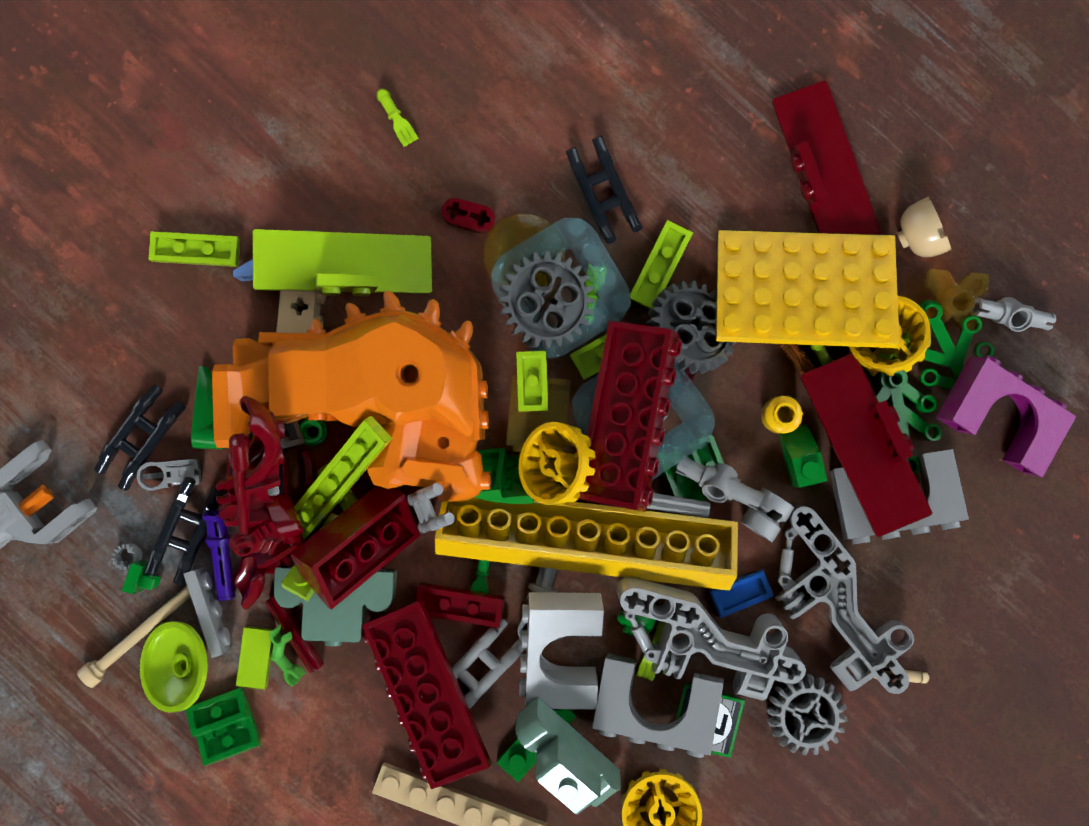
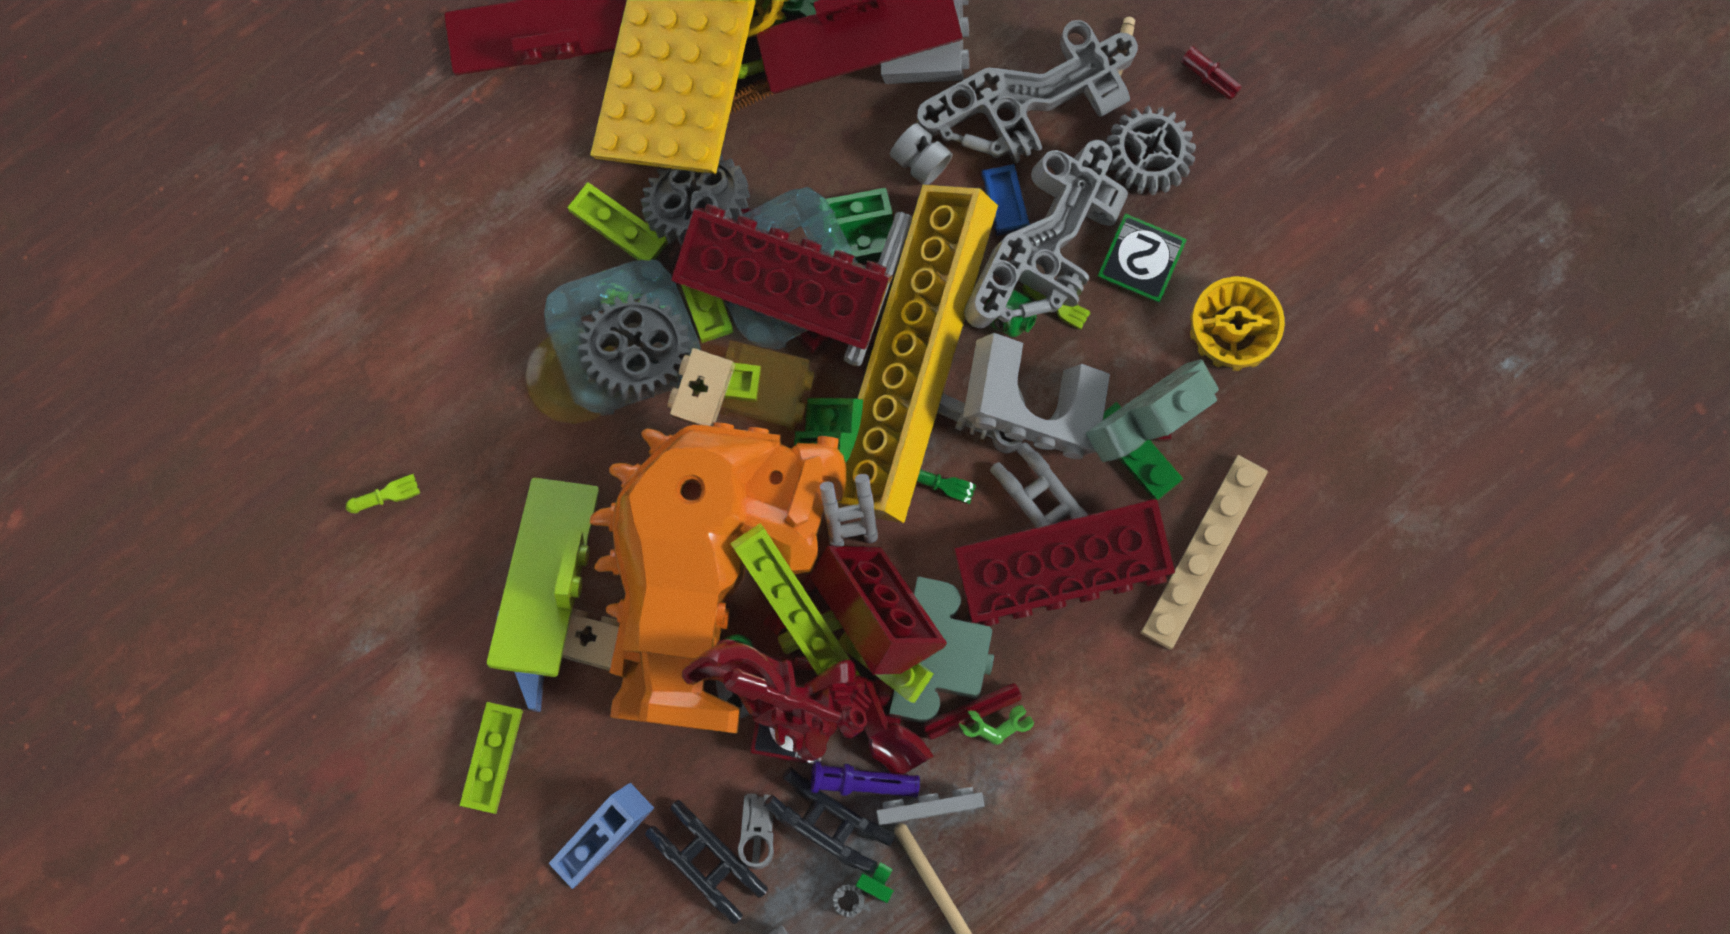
camera: 80 degrees left, 10 degrees down
(146, 350) = (601, 834): none -> medium blue slope
(173, 666) = (983, 872): lime dish -> none
(202, 423) = (693, 770): green piece -> none
(223, 726) = (1070, 814): green slope -> none
(255, 658) = (994, 763): lime tile -> none
(462, 604) = (968, 506): dark red plate -> none
(467, 222) = (509, 426): dark red beam -> none
(497, 367) = (715, 373): none -> tan brick
(546, 463) = (812, 381): yellow gear -> none
(608, 173) = (500, 264): black piece -> none
(690, 732) = (1148, 270): light grey arch -> none
(720, 483) = (876, 196): light grey pin -> none
(781, 414) = (811, 120): yellow head -> none
(802, 457) = (862, 108): green slope -> none
(888, 757) = (1211, 73): none -> dark red axle

